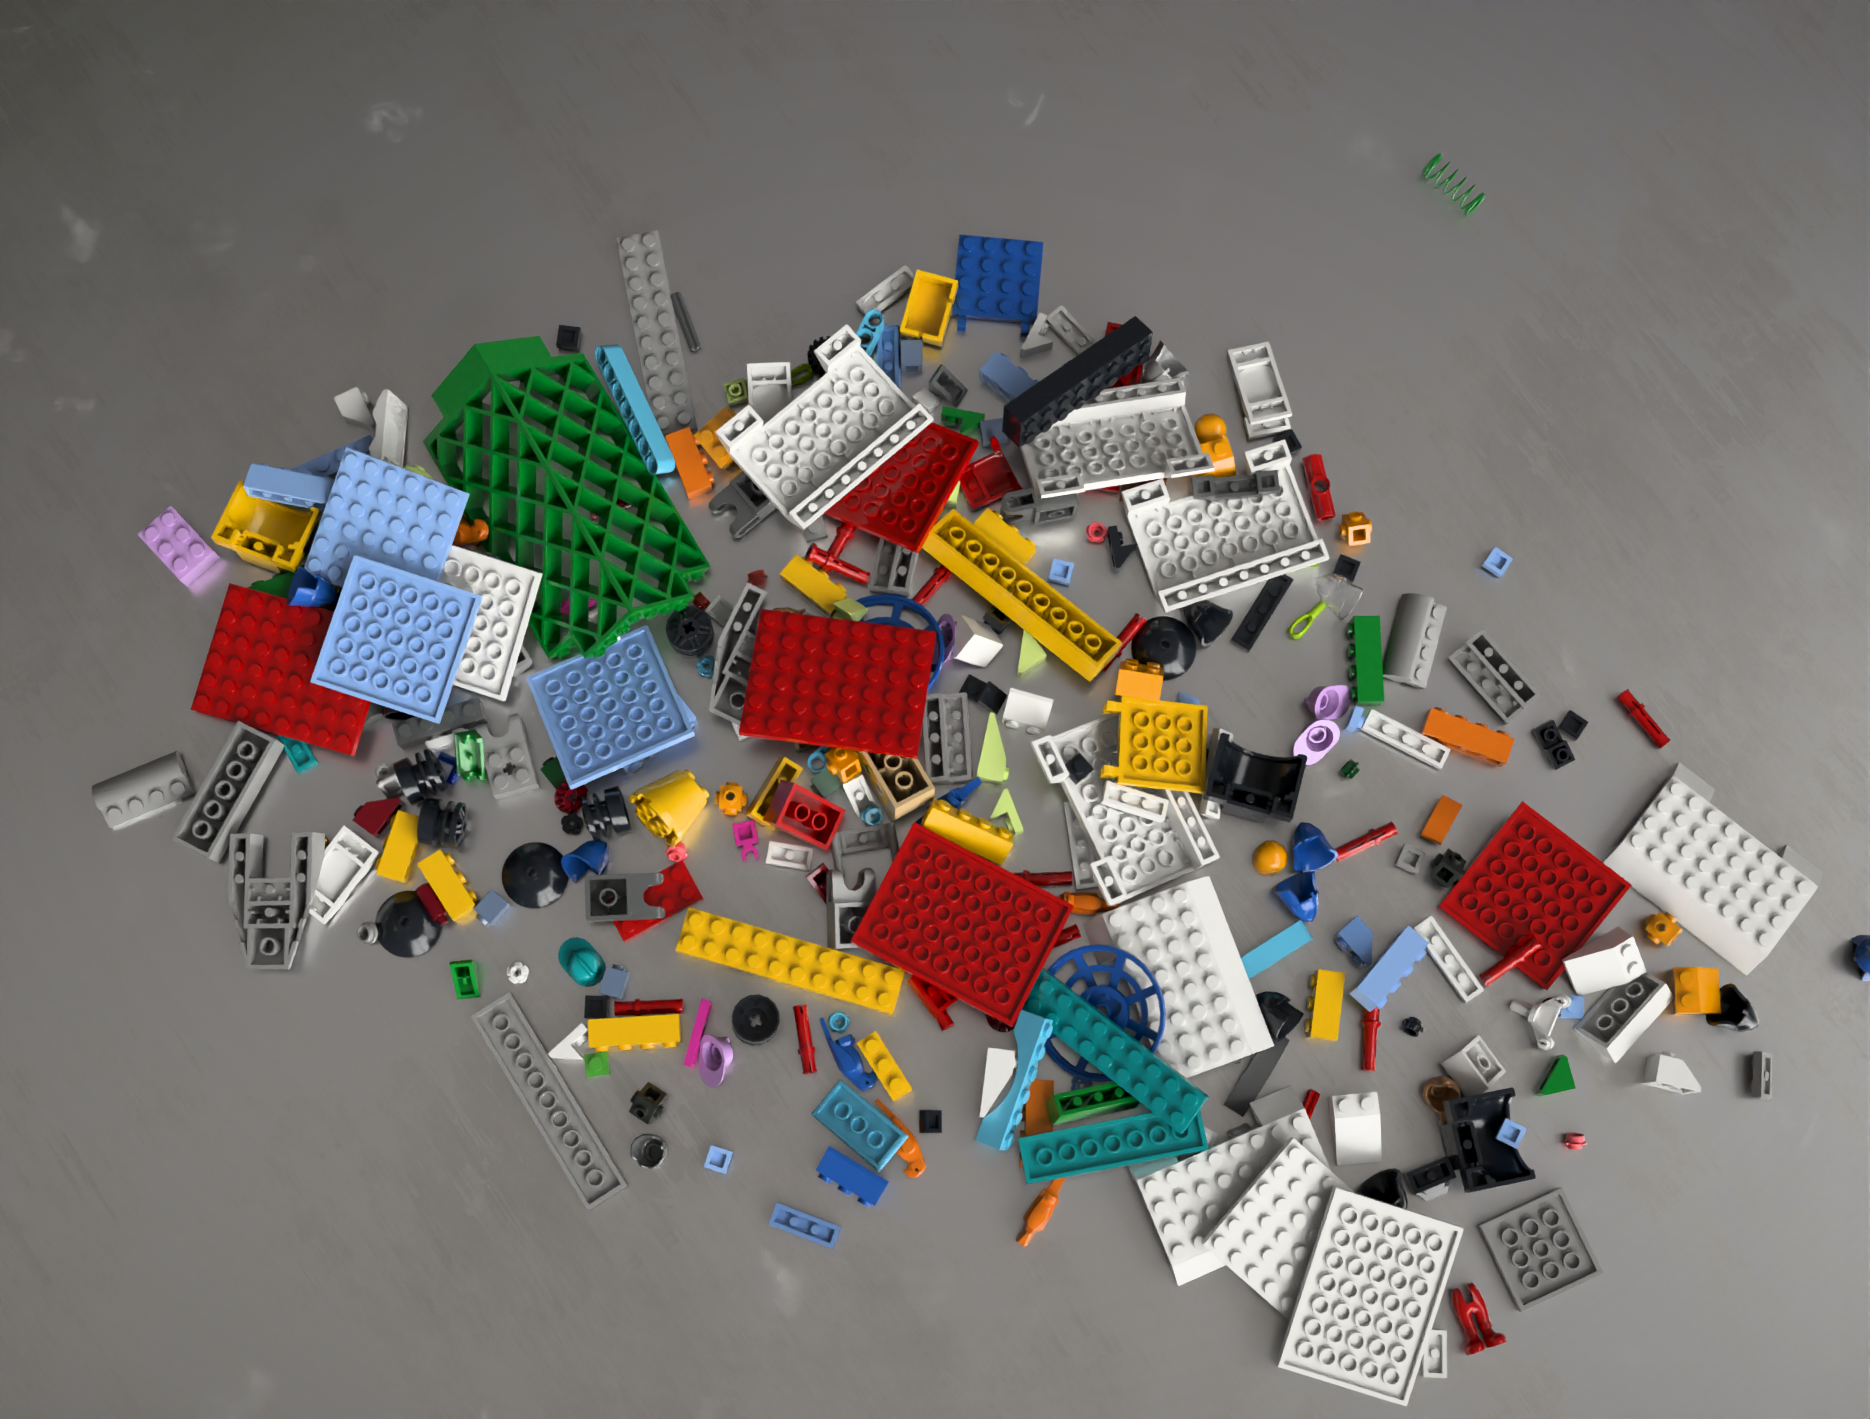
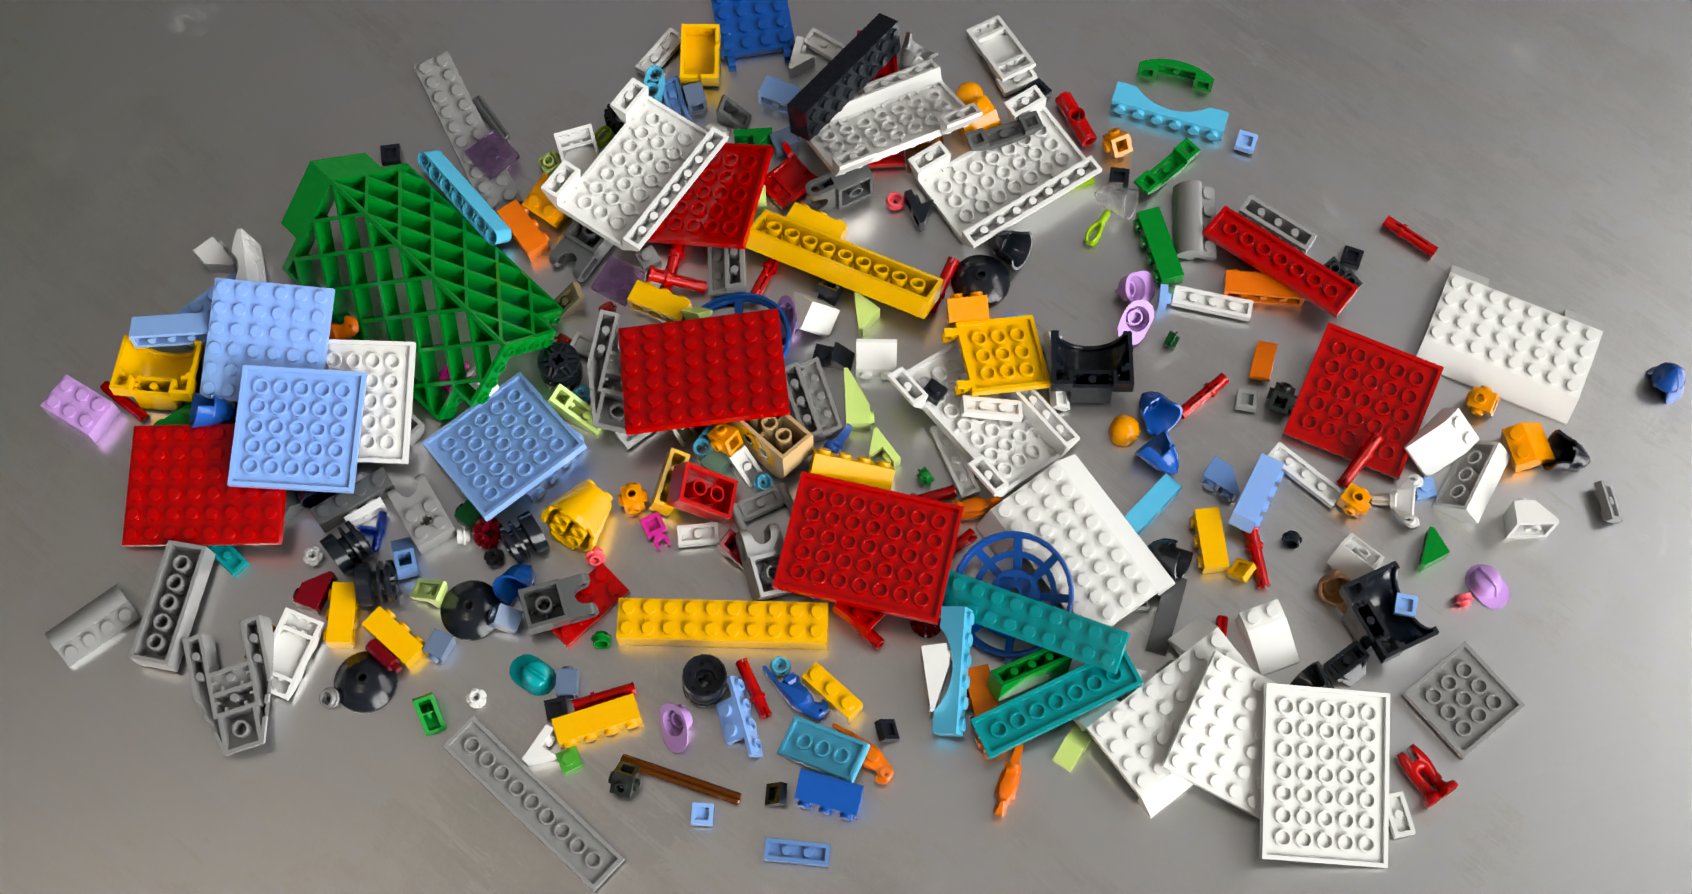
camera: 10 degrees left, 10 degrees down
(231, 555) = (126, 403): none -> red axle
(389, 785) = (321, 563): light grey tile -> none
(469, 755) = (387, 518): green hinge -> none
(478, 801) = (404, 558): none -> medium blue slope
(495, 845) = (430, 591): none -> yellowish green slope
(545, 792) = (463, 535): none -> white plate
(566, 895) = (504, 618): none -> sand blue brick
(649, 1151) = (636, 822): dark grey hair -> none
(660, 944) = (601, 639): none -> green plate
(676, 367) = (492, 154): none -> clear purple plate
(690, 679) = (572, 408): none -> yellowish green slope
(698, 1033) = (655, 704): dark pink tile -> none
(707, 1116) = (684, 780): none -> reddish brown axle
(720, 557) = (571, 300): none -> dark tan slope
(775, 546) = (617, 280): none -> clear purple plate
(779, 1067) = (737, 718): none -> light blue bracket
(798, 1158) = (776, 794): none -> black plate
(1044, 853) = (925, 476): none -> green plate
(1061, 571) = (873, 240): light blue plate -> none
(1117, 1191) = (1072, 748): none -> yellowish green slope
(1261, 611) = (1056, 230): black tile -> none
(1349, 1047) = (1241, 570): none -> yellow plate
(1385, 482) = (1131, 101): none -> medium azure arch
(1402, 570) = (1168, 168): none -> green slope
(1469, 476) = (1176, 69): none -> green slope
(1486, 998) = (1355, 500): none -> light orange brick
(1492, 715) = (1280, 261): none -> red plate
(1605, 1131) = (1487, 586): none -> lavender piece

